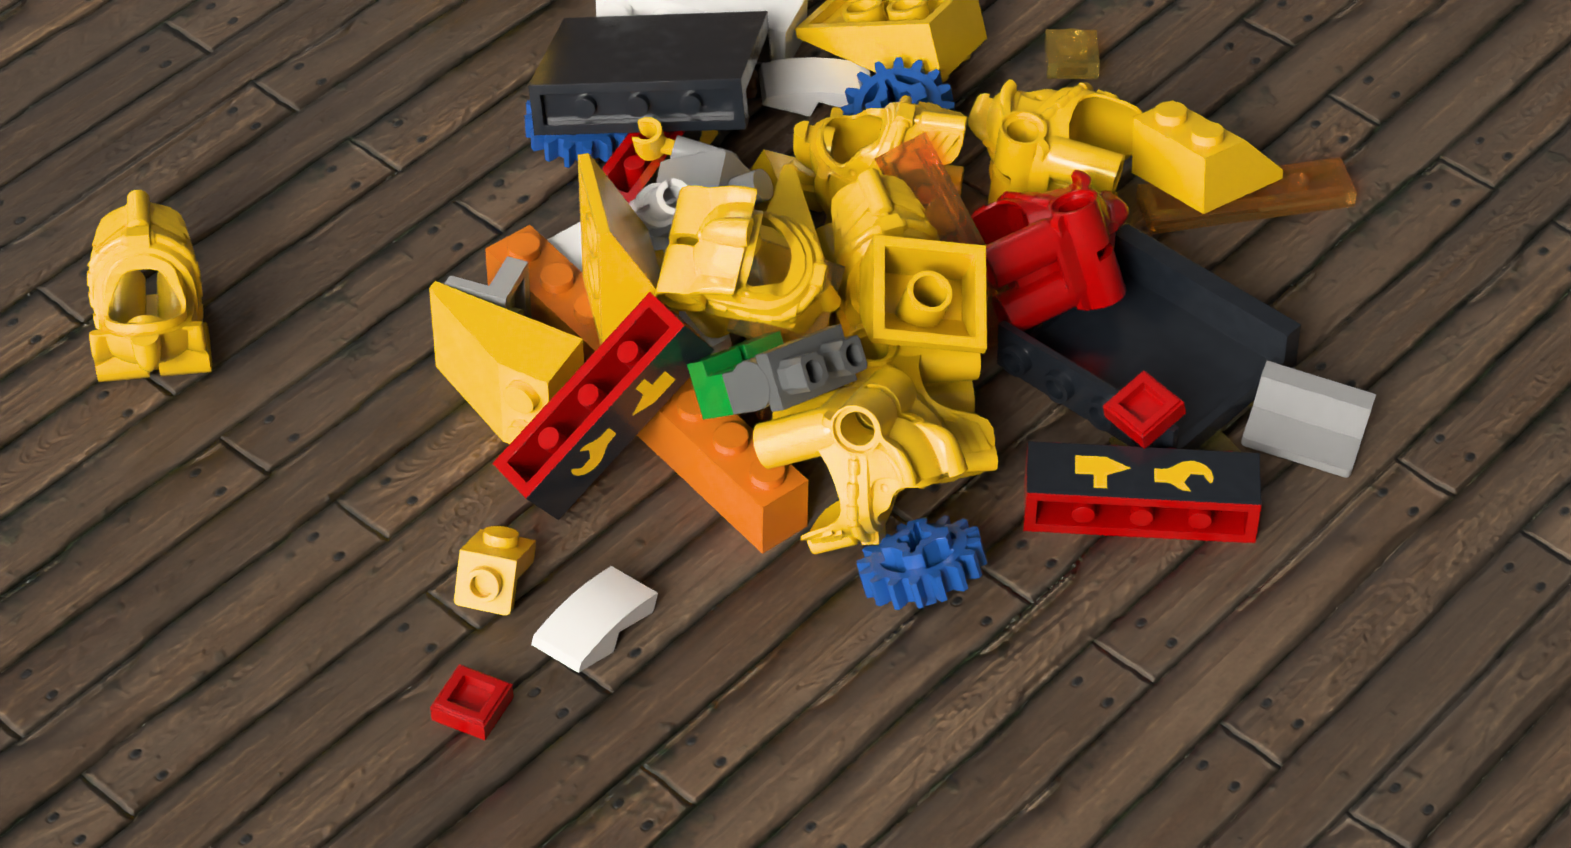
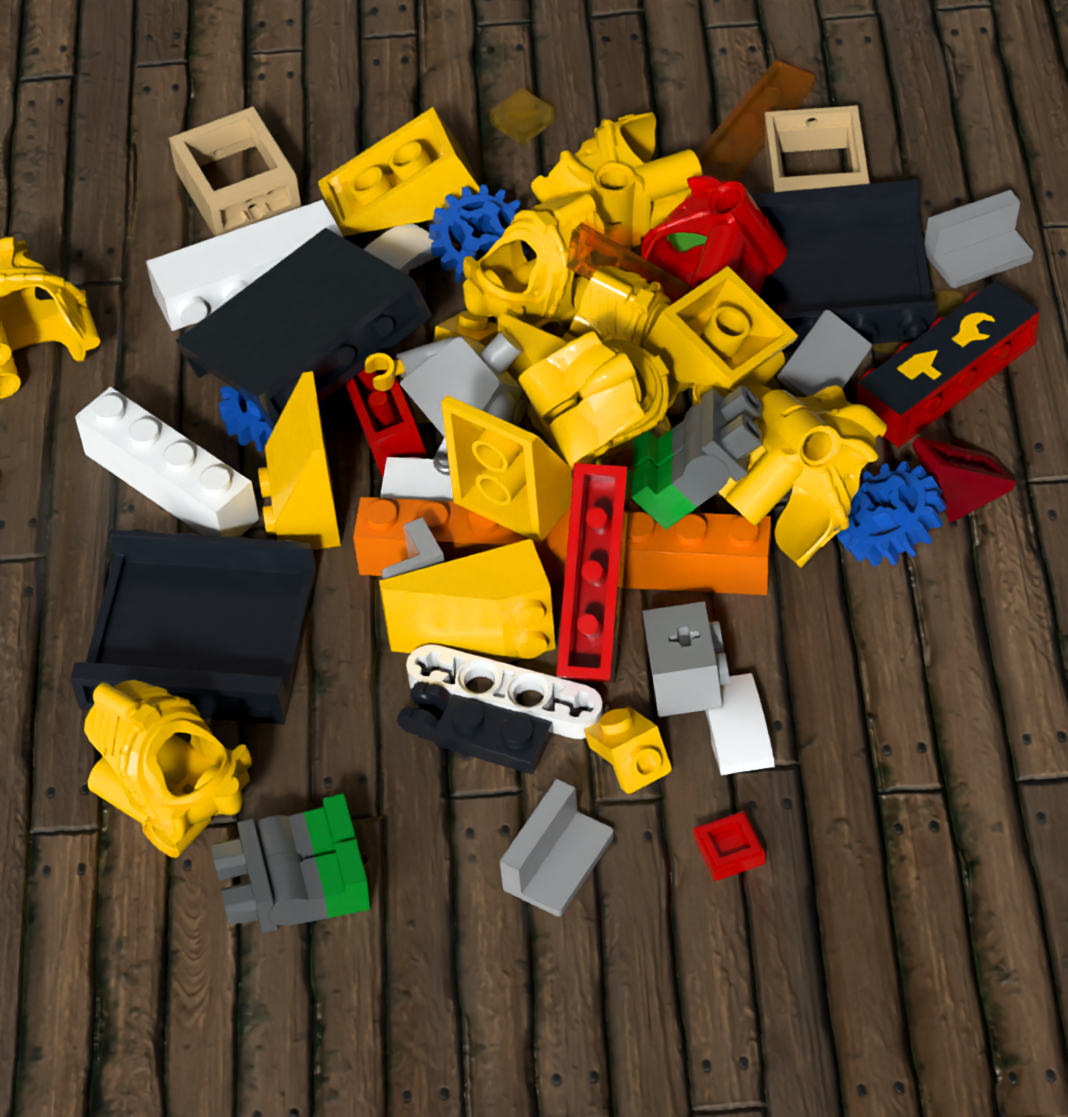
camera: 40 degrees left, 5 degrees up
(153, 450) = (296, 868): none -> dark grey hips
(323, 240) = (203, 622): none -> black panel
(341, 591) = (554, 852): none -> light grey panel
(414, 468) = (477, 728): none -> black hinge
(444, 108) = (166, 466): none -> white brick
(460, 458) = (508, 683): none -> white beam
(517, 175) = (299, 474): none -> yellow slope
(607, 532) = (684, 658): none -> light grey brick
(651, 203) = (489, 397): white pin -> none
(1024, 583) = (964, 476): none -> dark red slope
(1027, 404) = (824, 357): none -> light grey panel
(1144, 409) = (906, 304): red tile -> none
(1196, 158) = (711, 121): yellow slope -> none
(1266, 219) = (831, 130): none -> tan window

